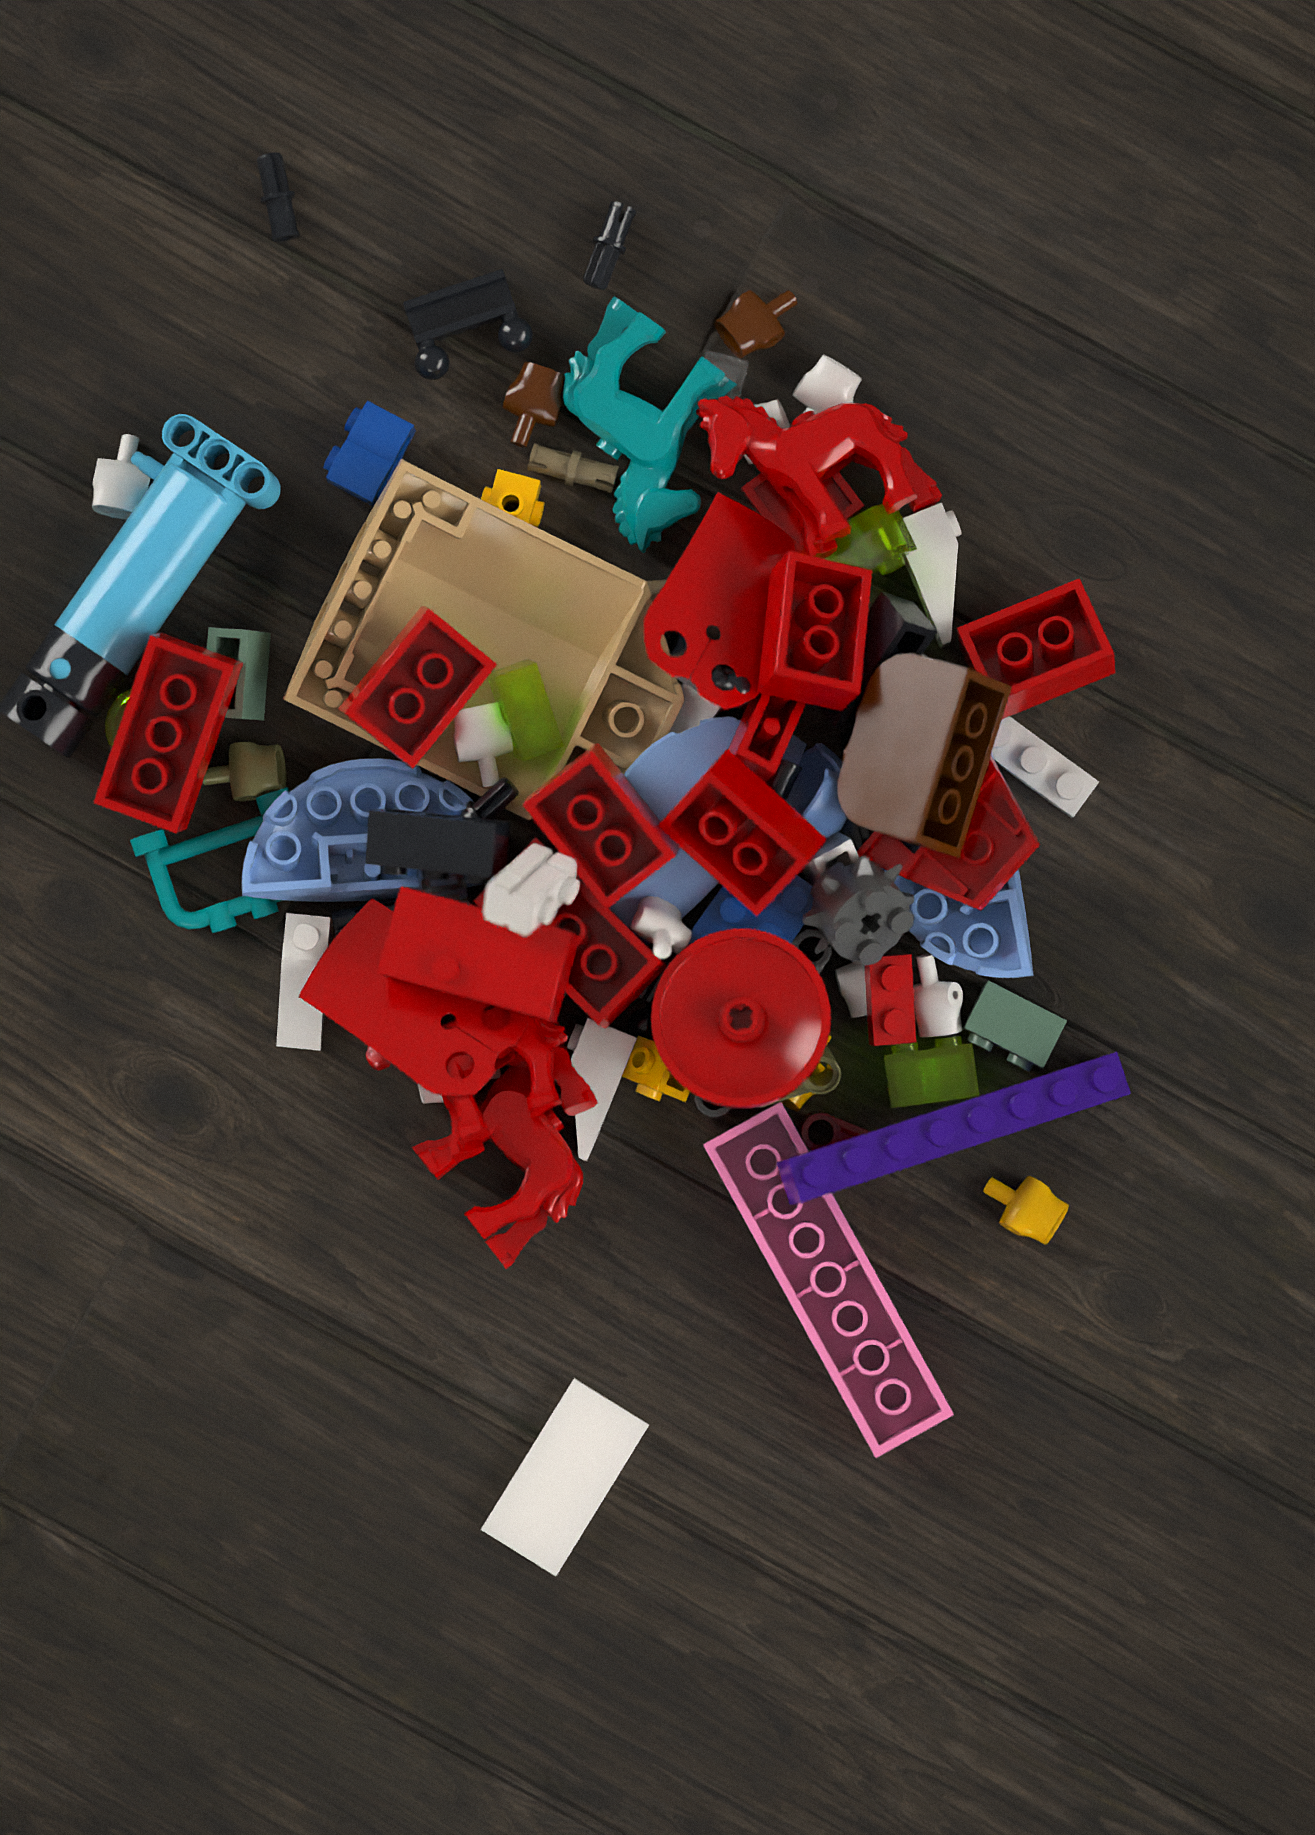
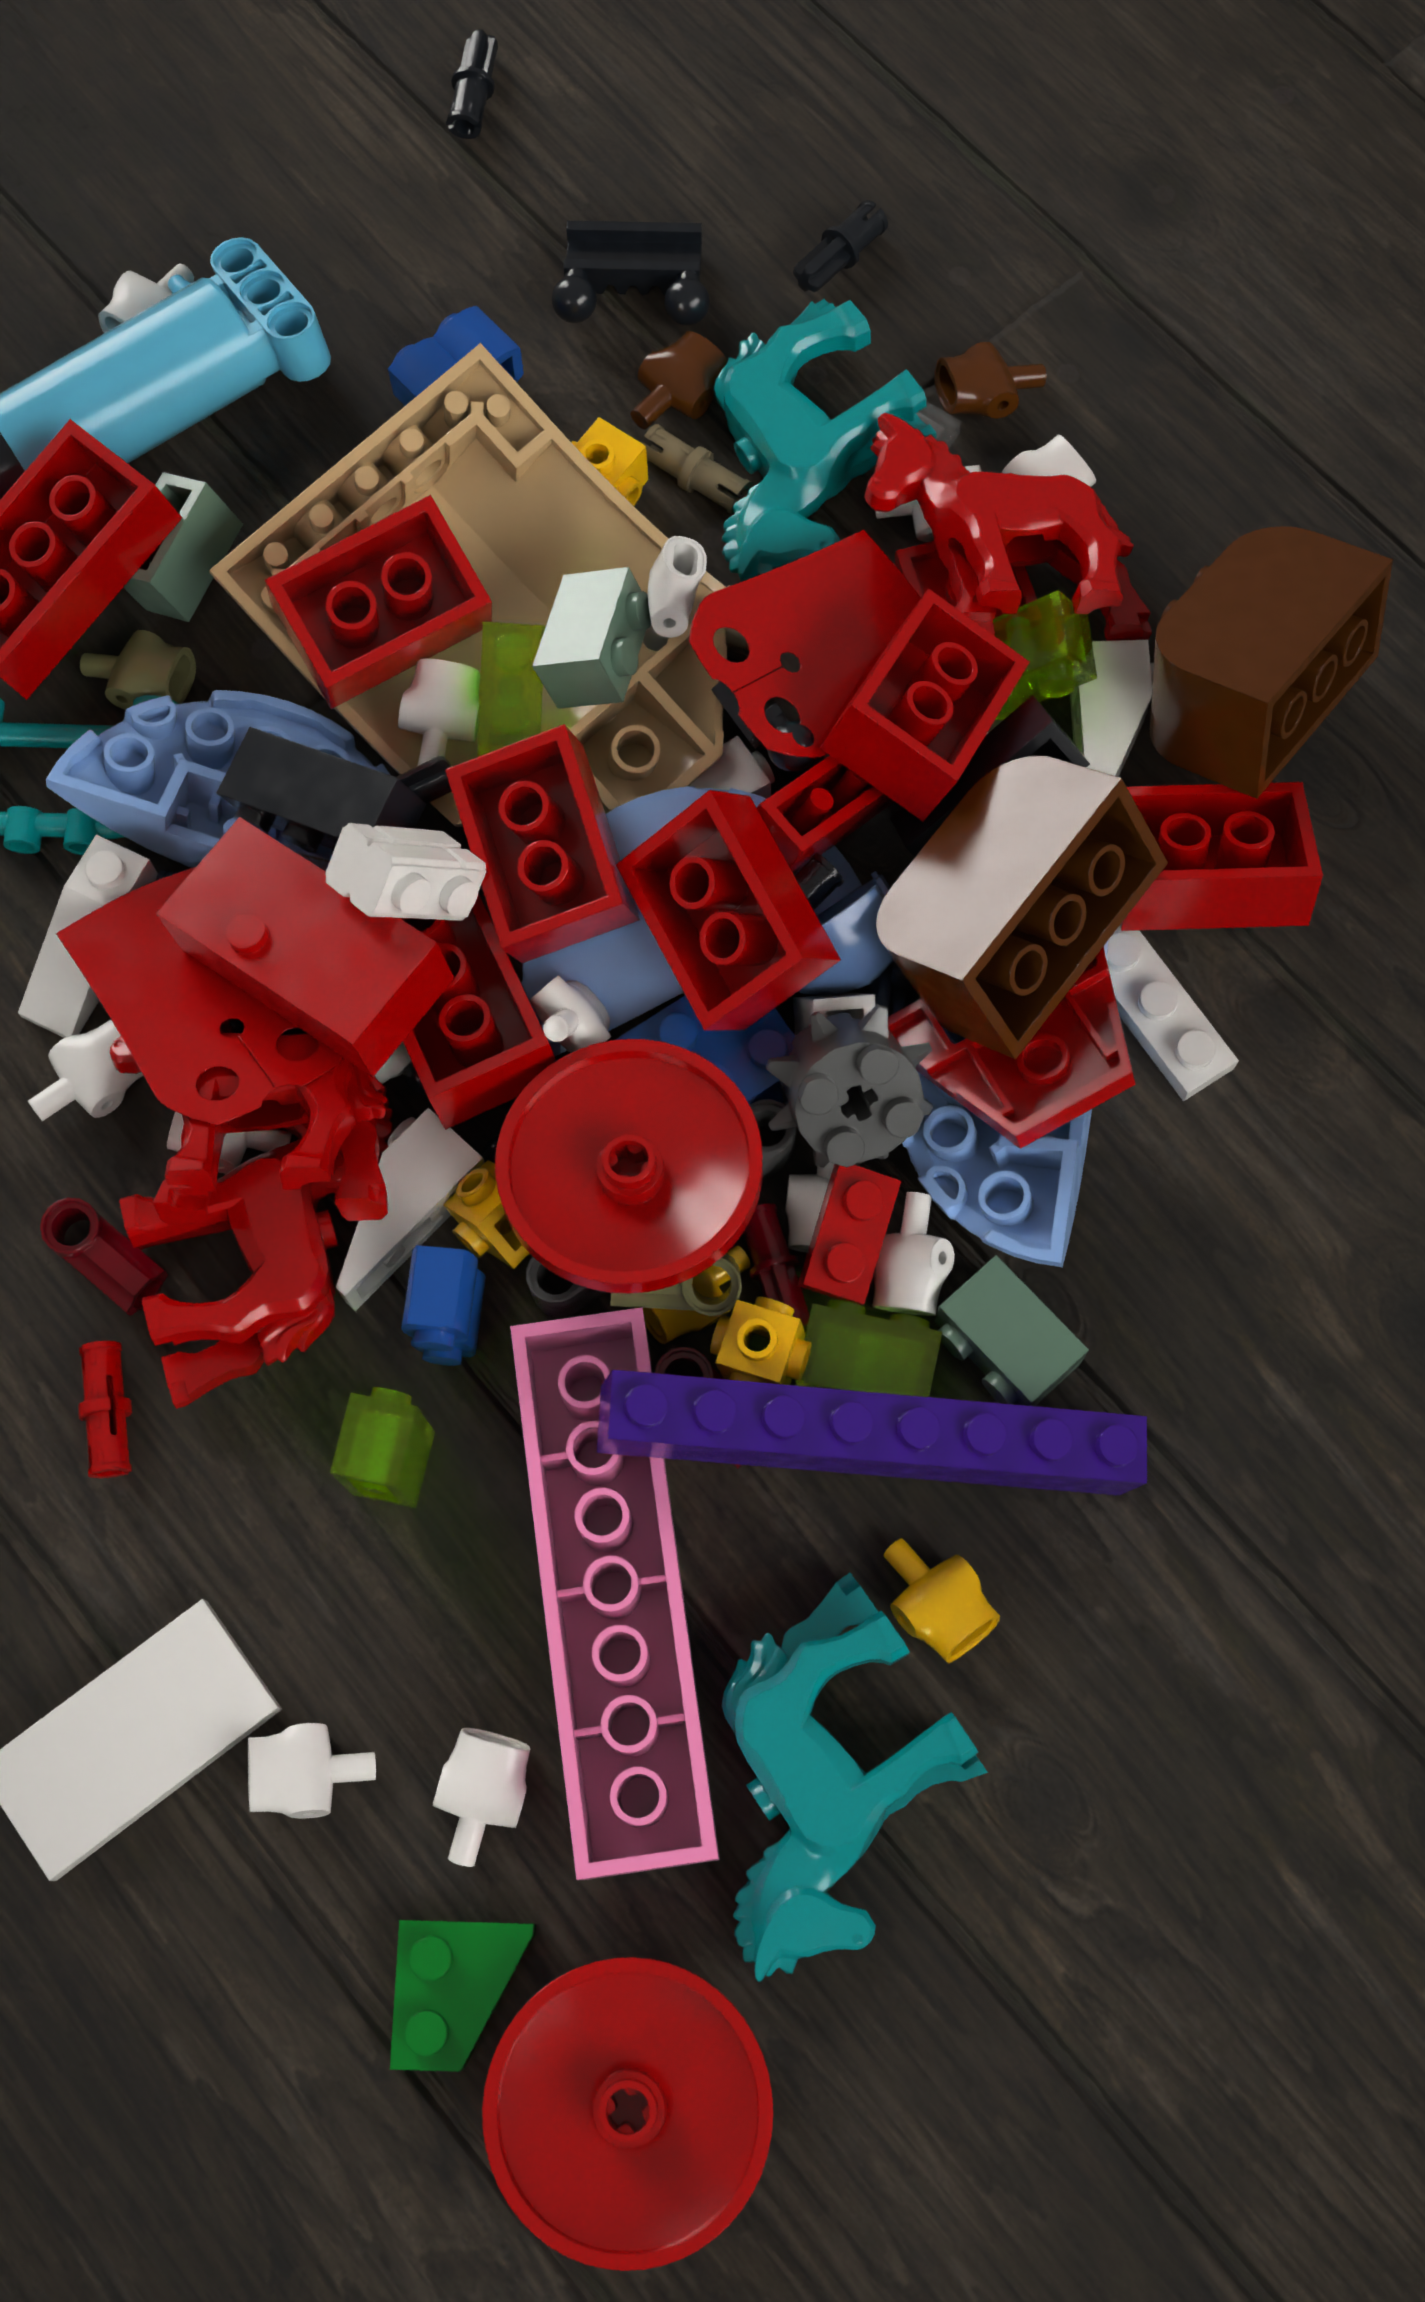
camera: 20 degrees right, 15 degrees down
(345, 1070) = (84, 1075): none -> white piece
(419, 1190) = (104, 1256): none -> dark red piece
(458, 1285) = (105, 1409): none -> red pin
(570, 655) = (593, 638): none -> sand green brick
(613, 601) = (673, 589): none -> white piece
(652, 1144) = (443, 1304): none -> blue brick
(652, 1247) = (383, 1447): none -> clear neon green brick
(678, 1458) = (297, 1771): none -> white piece
(792, 1423) = (482, 1787): none -> white piece
(820, 1543) = (449, 1987): none -> green wing
(852, 1039) = (773, 1262): none -> dark red axle
(881, 1098) = (783, 1357): none -> yellow brick
(953, 1571) = (627, 2113): none -> red dish
(992, 1346) = (816, 1782): none -> teal animal
(1023, 495) = (1263, 652): none -> reddish brown brick

